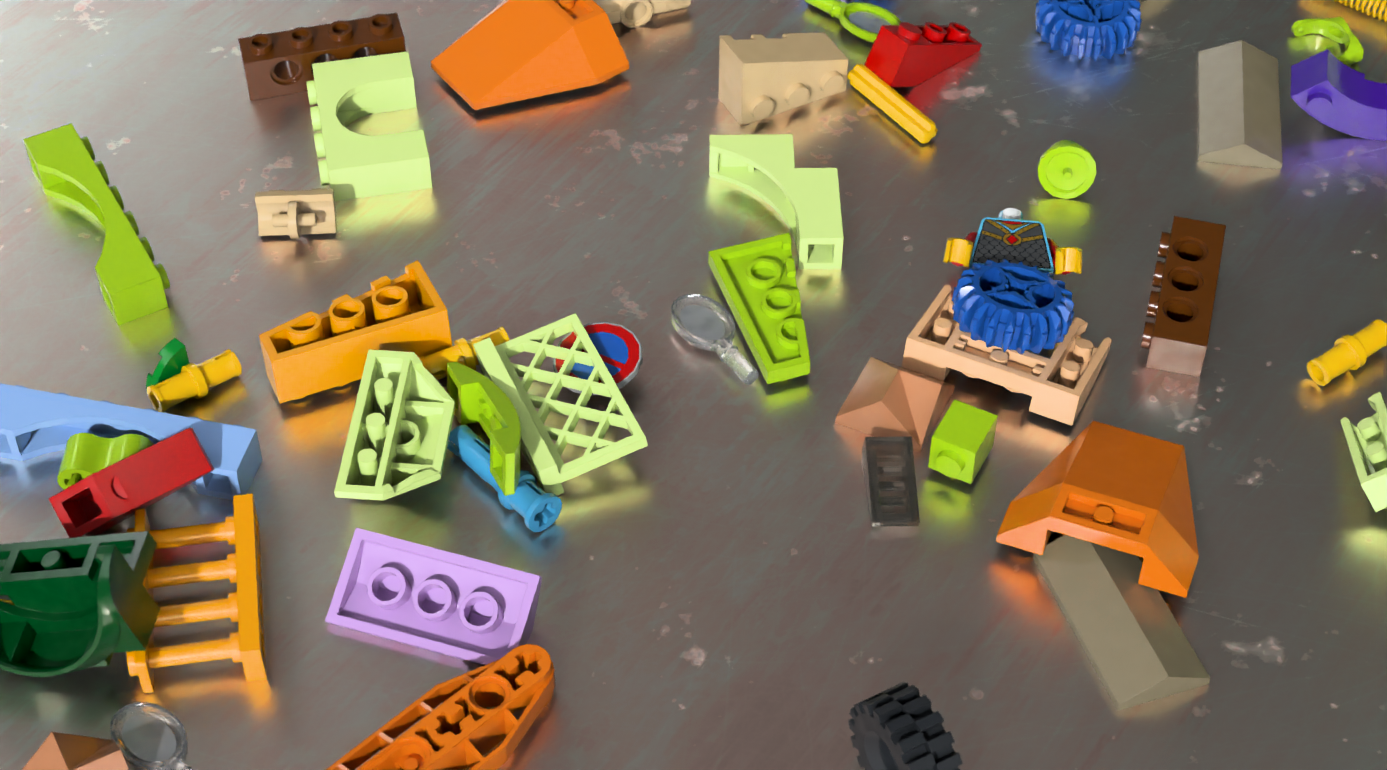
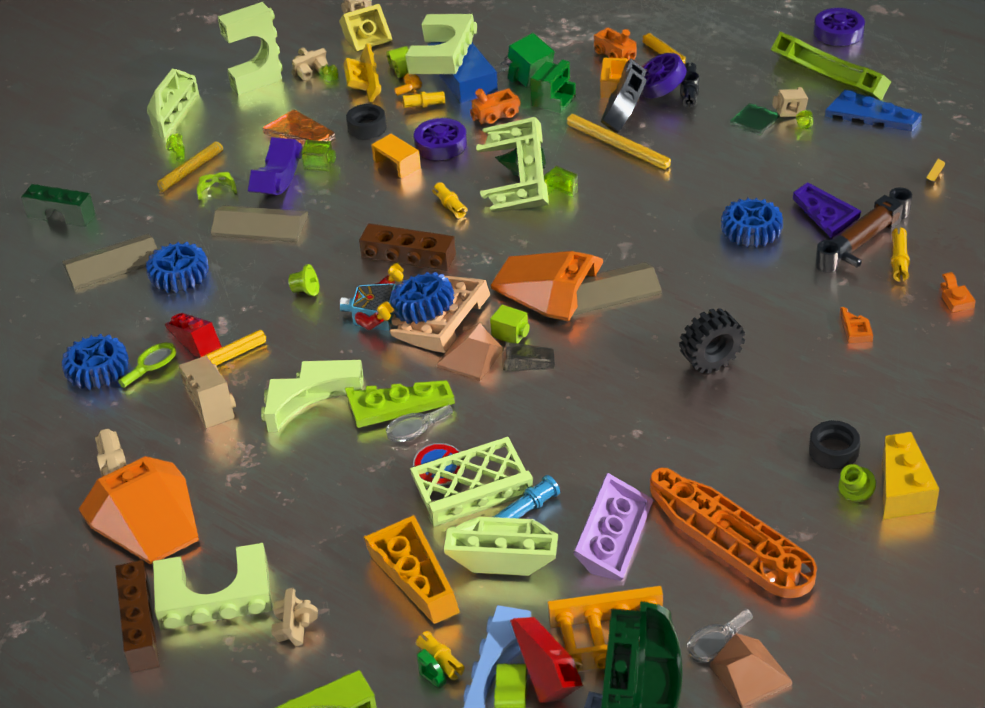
camera: 85 degrees left, 5 degrees down
(461, 352) = (428, 525): yellow pin -> none
(484, 402) = (500, 494): lime slope -> none

